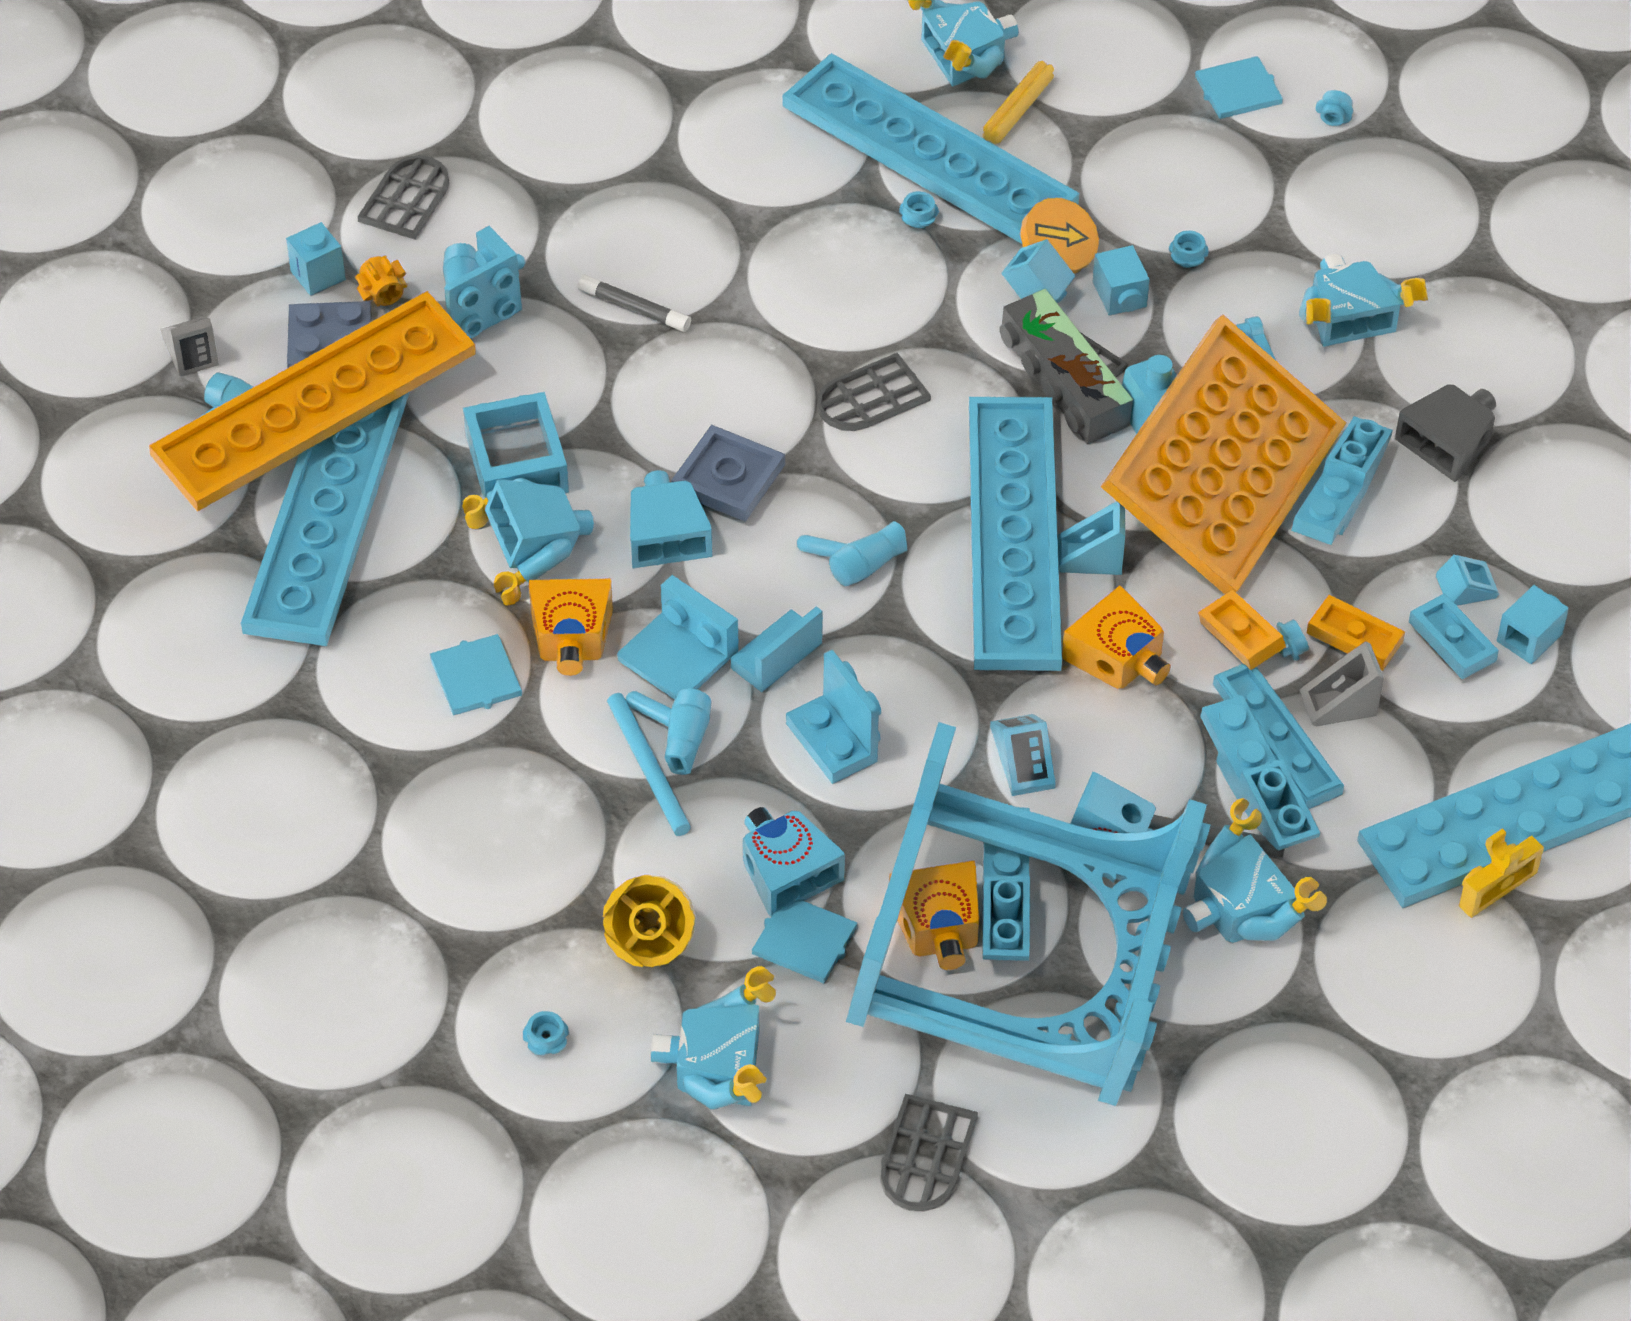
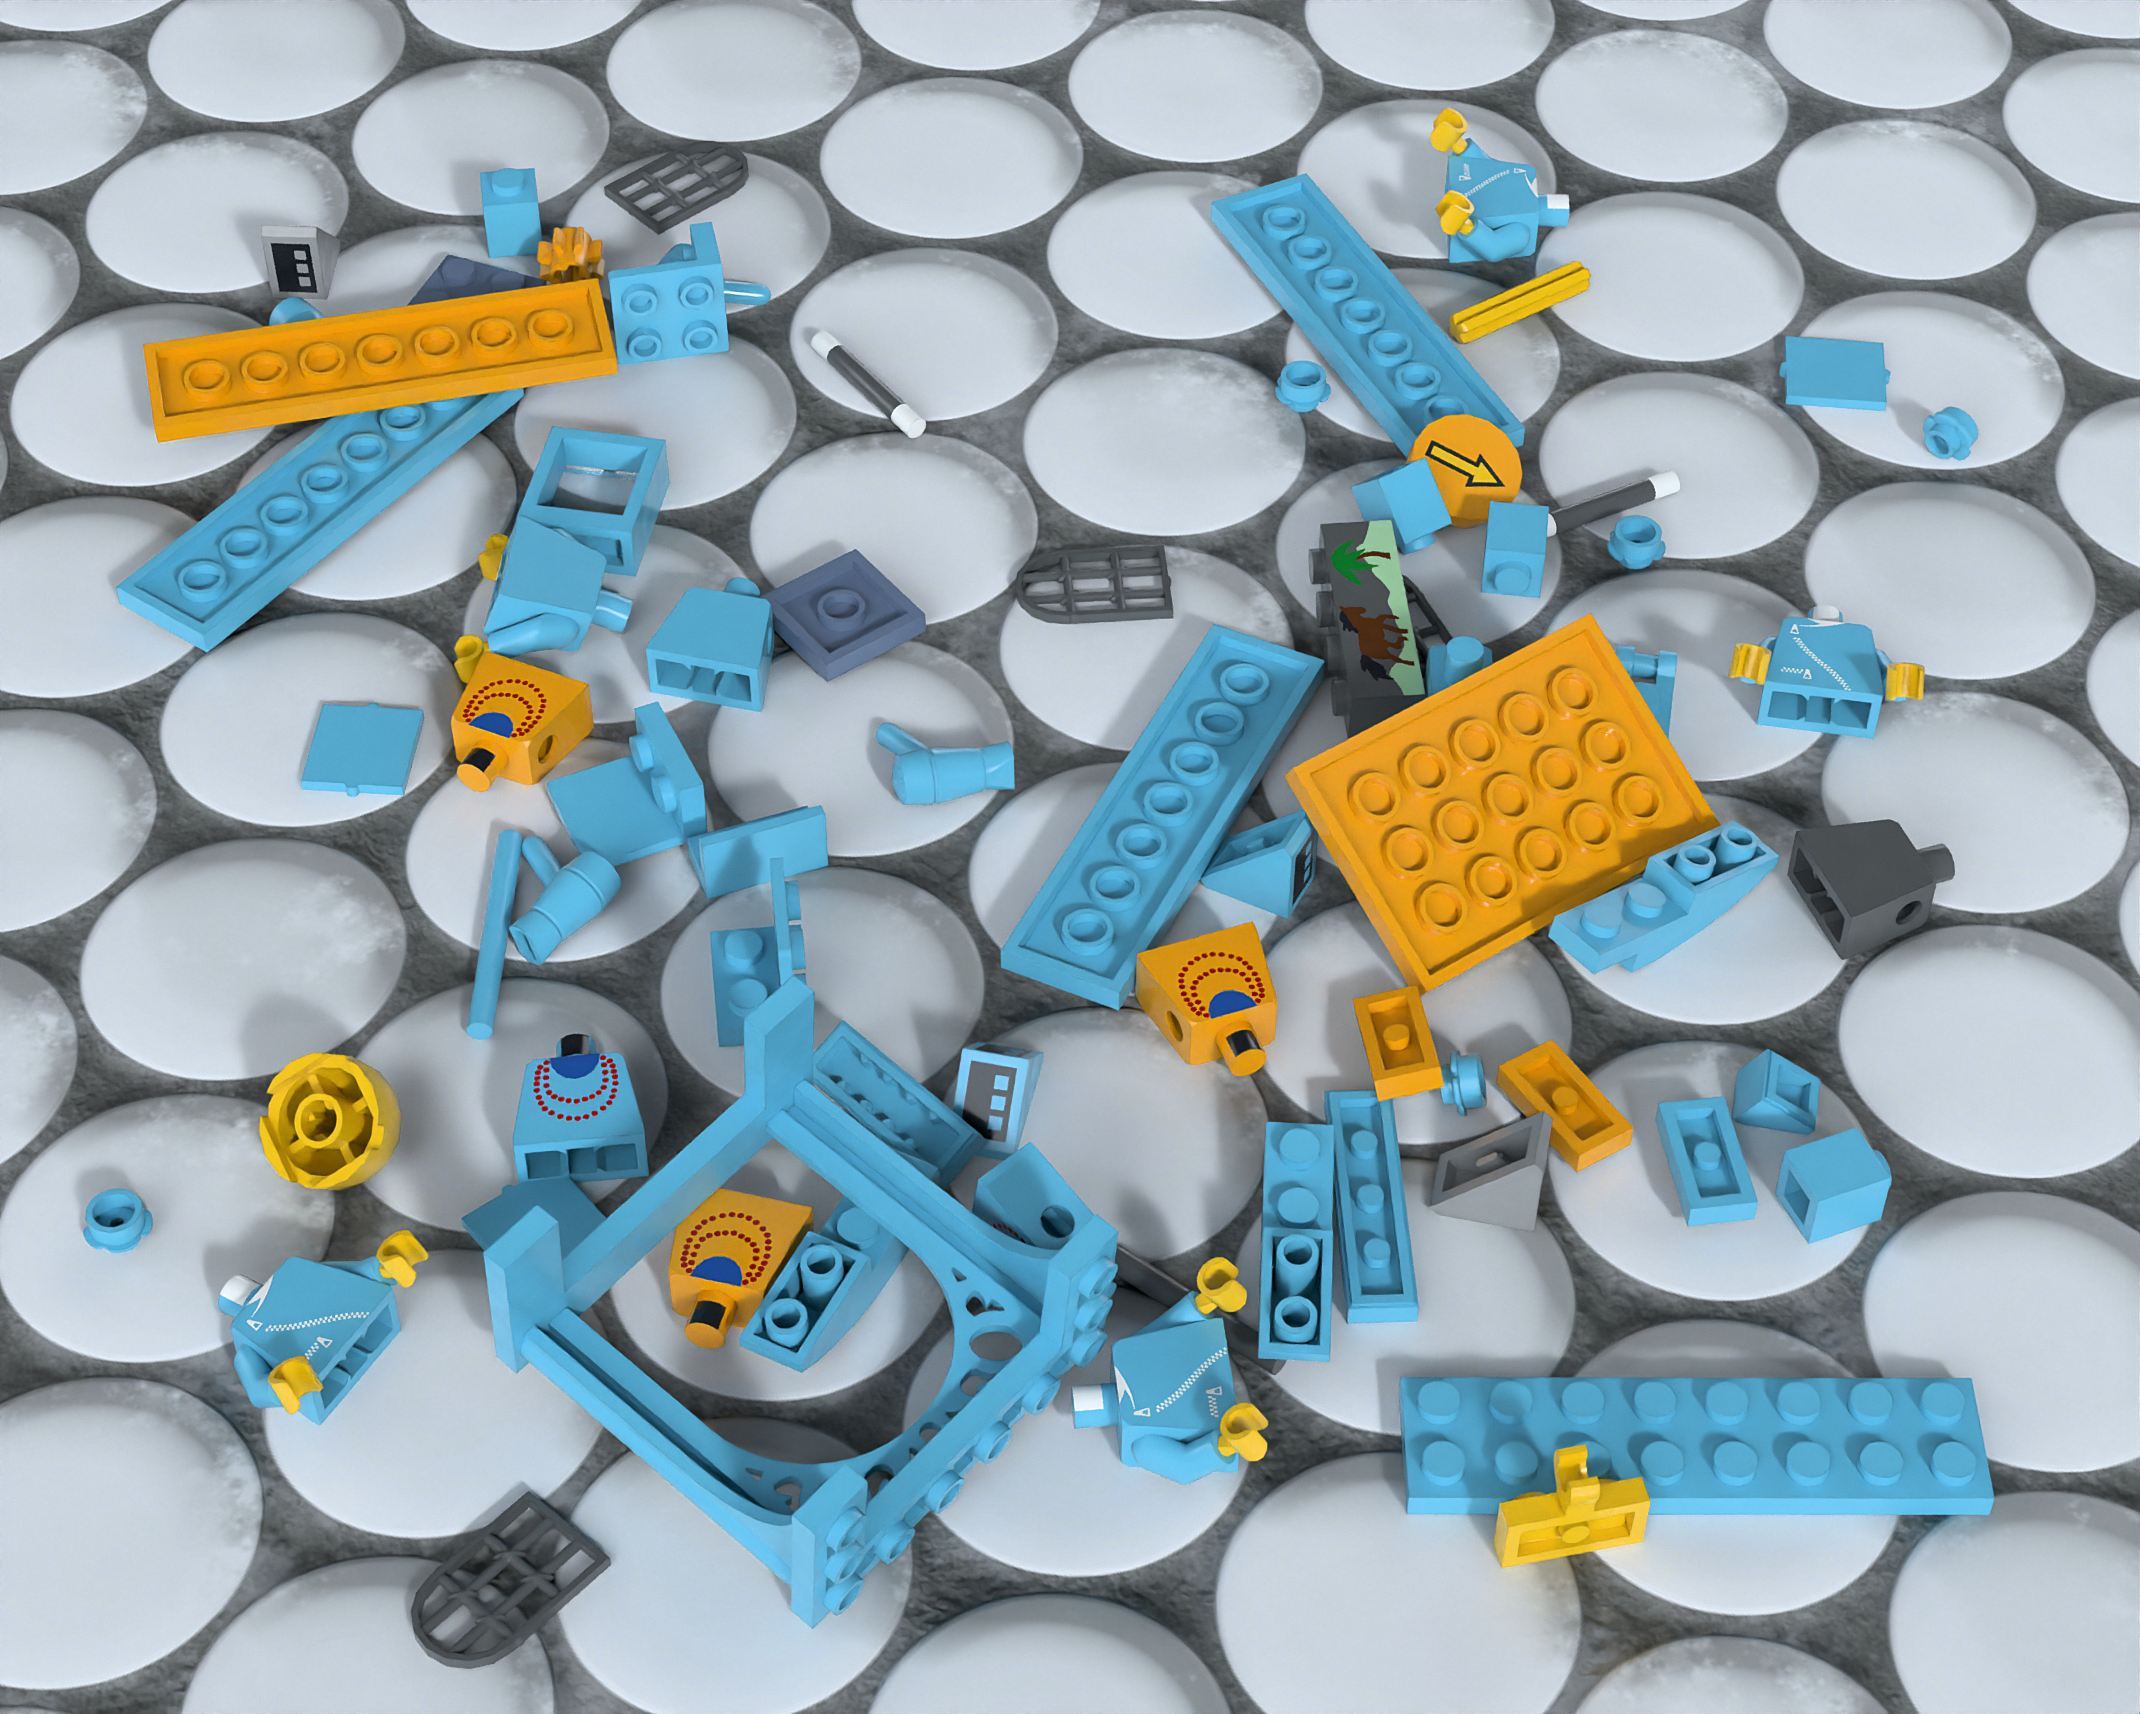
camera: 25 degrees right, 5 degrees down
(973, 776) = (893, 1103): none -> medium azure plate
(1160, 222) = (1612, 502): none -> dark grey bar

